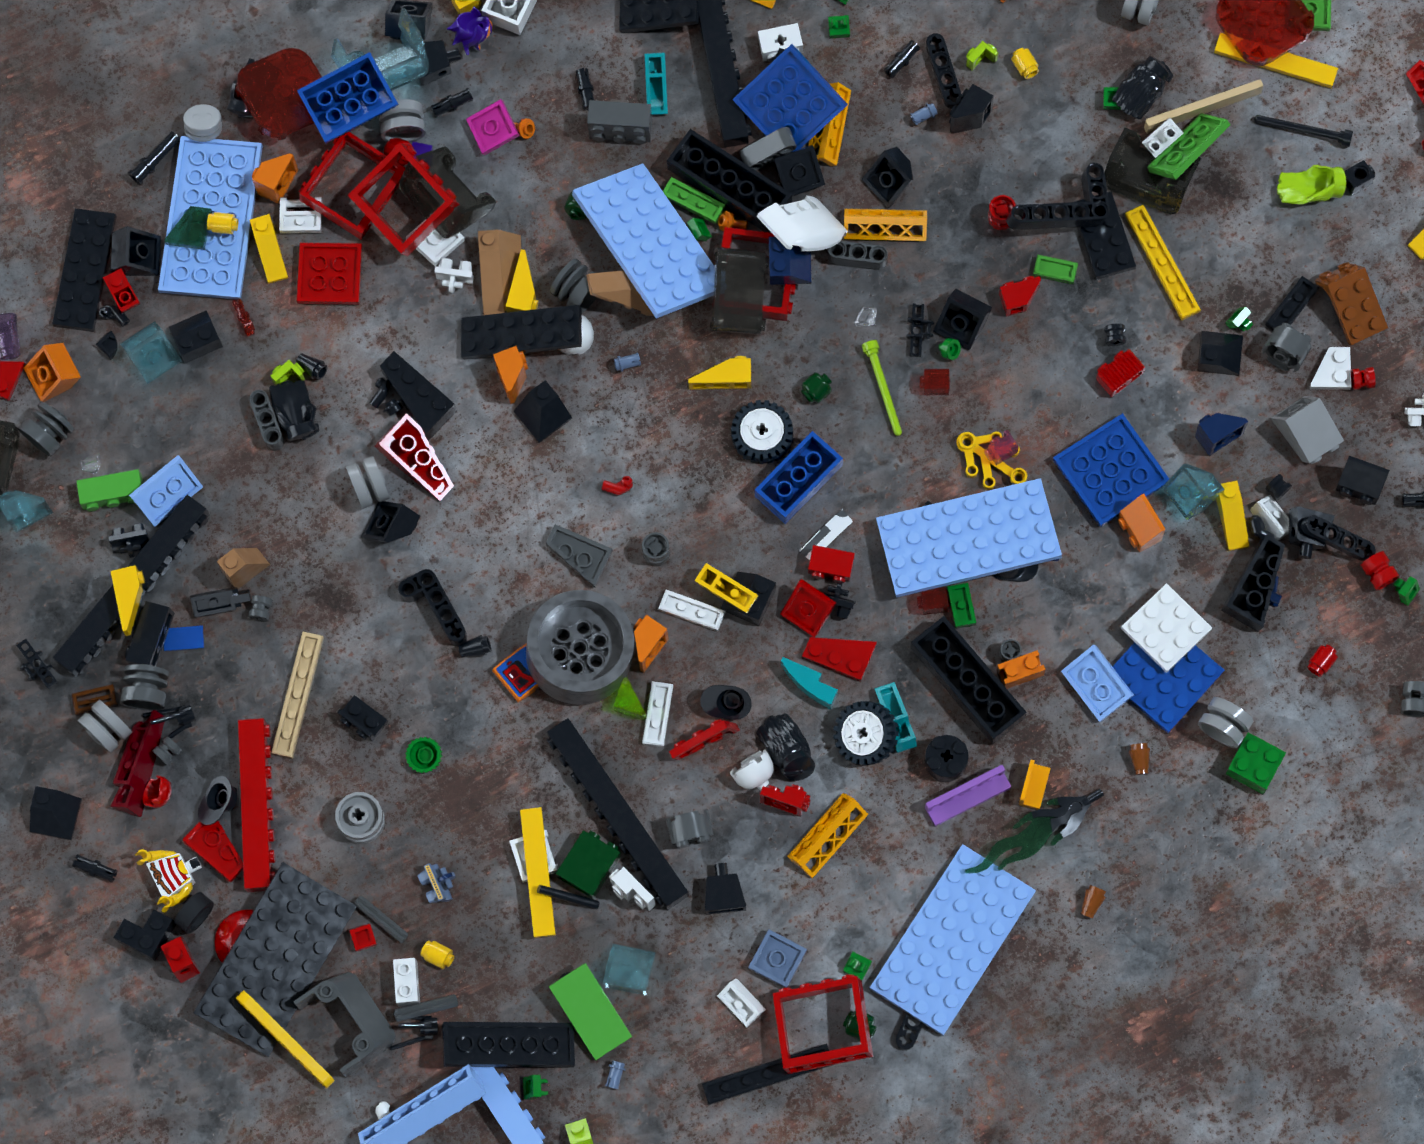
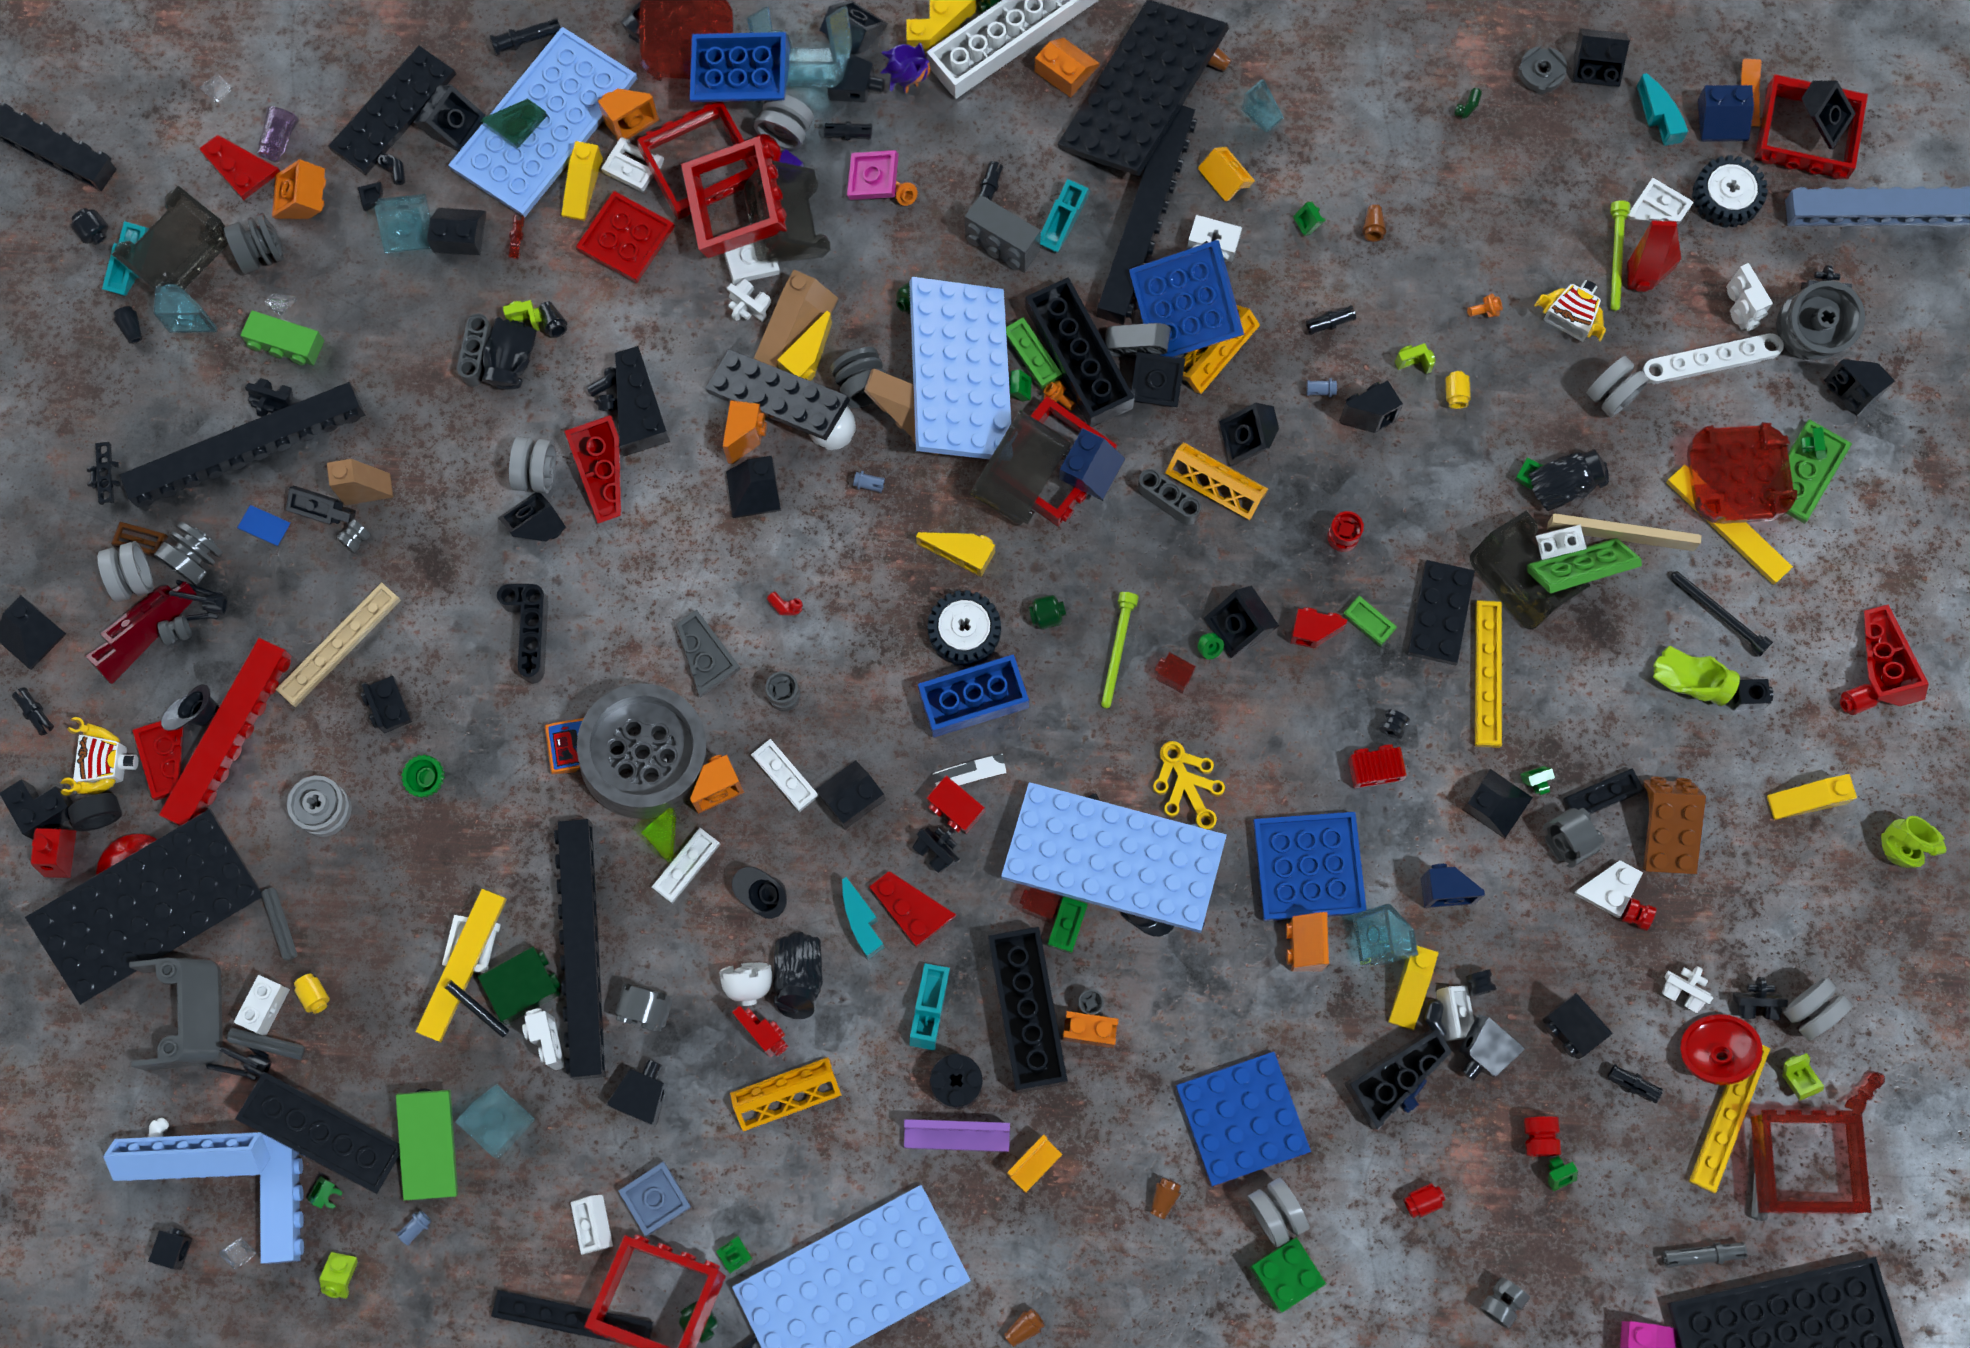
camera: 25 degrees right, 0 degrees up
(121, 290) = (412, 146): red slope -> none
(128, 593) = (227, 449): yellow slope -> none
(149, 634) = (228, 505): black brick -> none
(157, 792) = (138, 668): red hair -> none
(165, 490) = (331, 365): light blue plate -> none
(202, 123) = (590, 24): light grey head -> none
(222, 223) = (547, 130): yellow brick -> none
(285, 1039) = (101, 997): yellow beam -> none
(363, 937) = (248, 933): red plate -> none
(440, 882) = (358, 918): sand blue hips -> none
(476, 647) = (543, 693): black cone -> none
(713, 734) = (711, 915): red wing -> none
(726, 588) = (828, 771): yellow slope -> none
(803, 224) = (1127, 434): white slope -> none
(808, 608) = (903, 839): red tile -> none
(839, 26) = (1284, 254): green tile -> none
(866, 317) = (1141, 566): clear slope -> none
(878, 725) = (885, 1007): wheel -> none
(918, 318) = (1194, 596): black piece -> none
(941, 71) = (1364, 353): black beam -> none
(1001, 448) = (1203, 780): clear pink brick -> none
(1044, 822) = (1009, 1217): clear green piece -> none
(1066, 210) = (1416, 564): black beam -> none
(1097, 683) = (1164, 1090): light blue plate -> none
(1166, 628) = (1272, 1071): white plate -> none
(1308, 429) = (1548, 937): light grey slope -> none
(1338, 538) = (1515, 1076): black beam -> none

